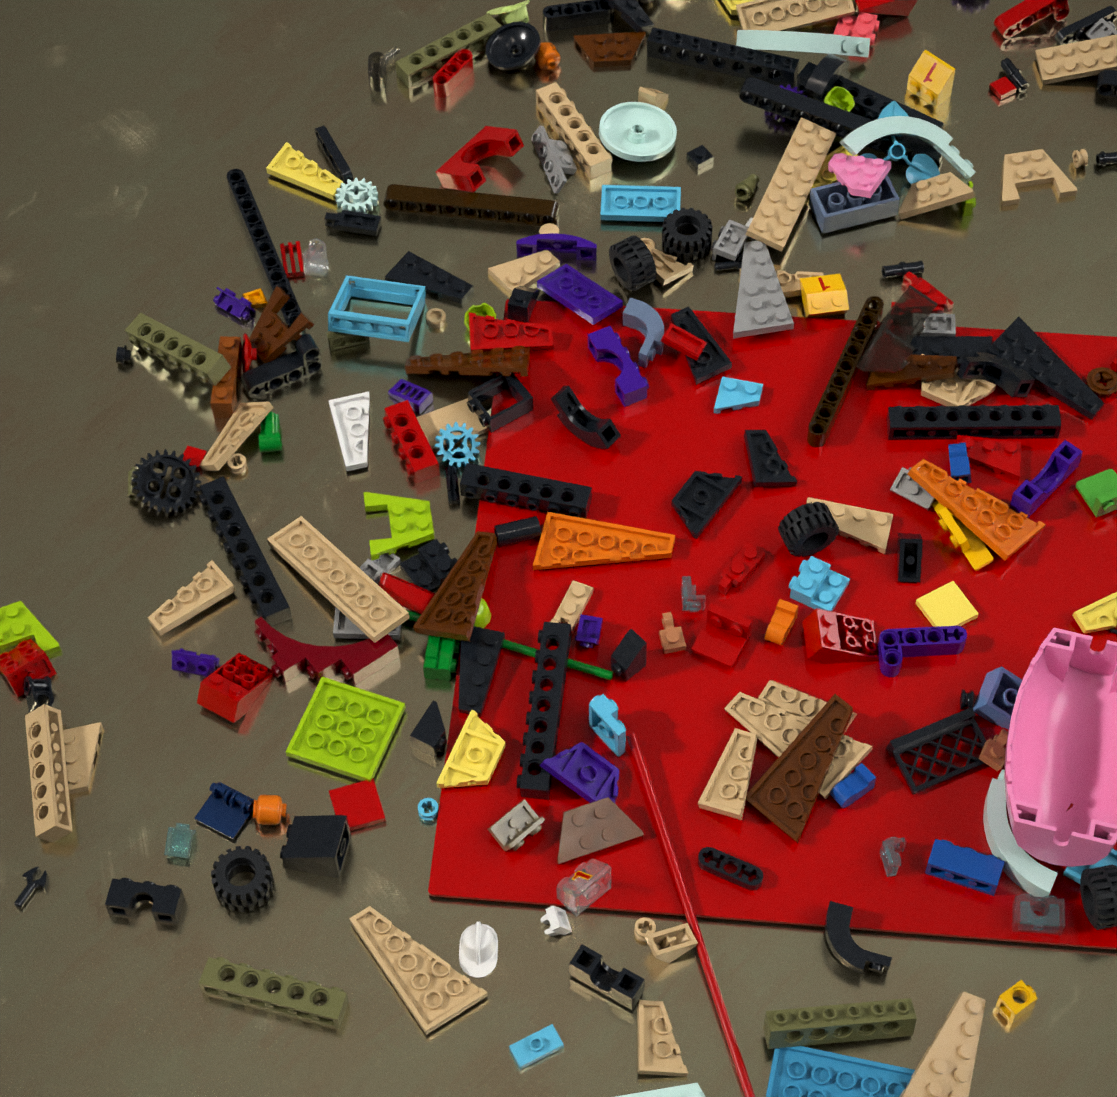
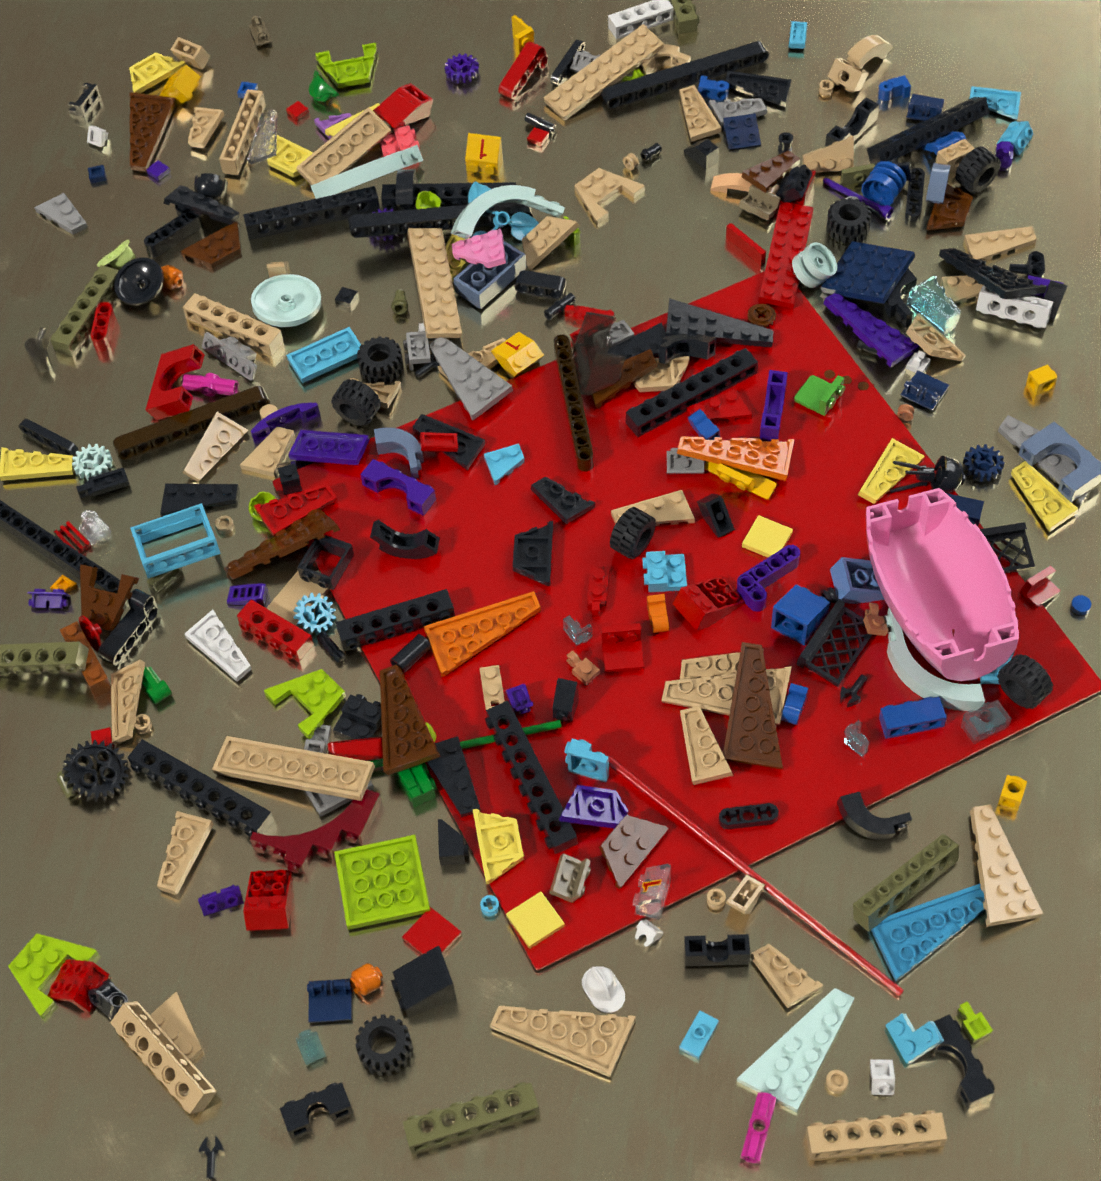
camera: 30 degrees left, 0 degrees up
(458, 847) = (535, 920): none -> light yellow tile
(478, 236) = (215, 443): none -> tan wing
(512, 177) = (210, 384): none -> dark pink piece
(898, 238) = (540, 284): none -> black beam
(922, 698) = (799, 614): none -> blue slope
(923, 808) = (855, 699): none -> black bar

